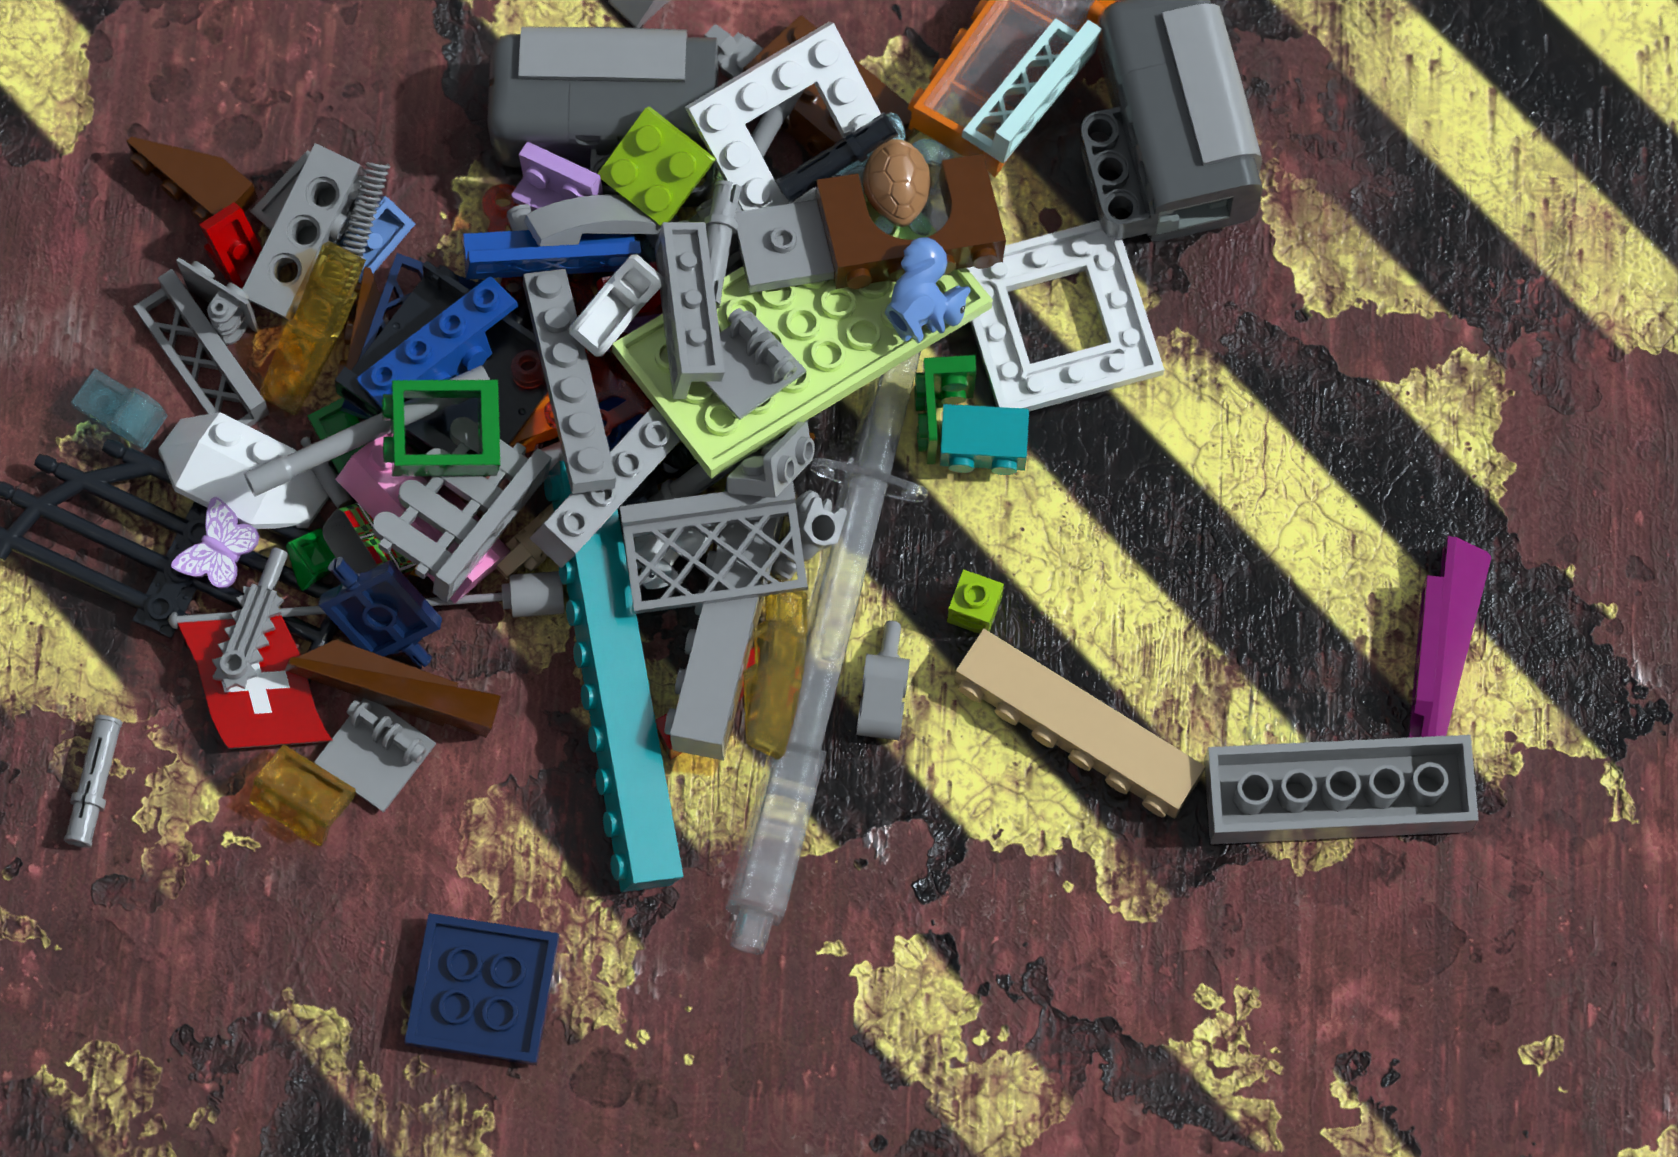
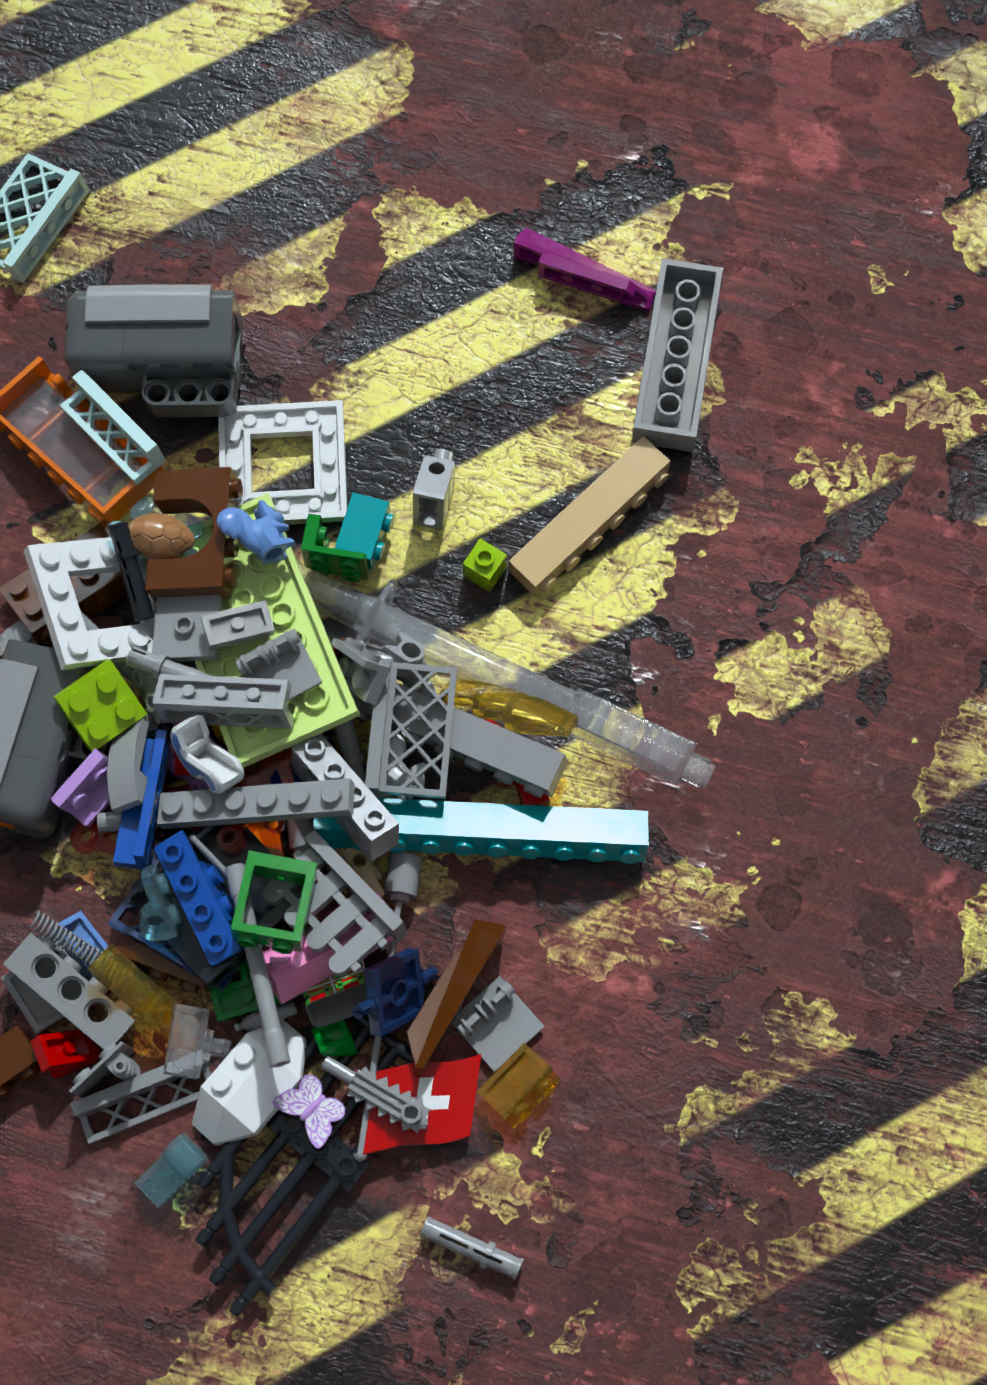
camera: 75 degrees left, 0 degrees up
(268, 386) = (191, 1042): none -> clear hinge
(420, 299) = (158, 905): none -> clear light blue plate
(482, 989) = (698, 978): dark blue plate -> none
(499, 343) = (208, 854): none -> light grey piece
(793, 300) = (237, 625): none -> light grey plate
(884, 688) = (533, 638): light grey beam -> none
(1065, 513) = (434, 490): none -> light grey torso

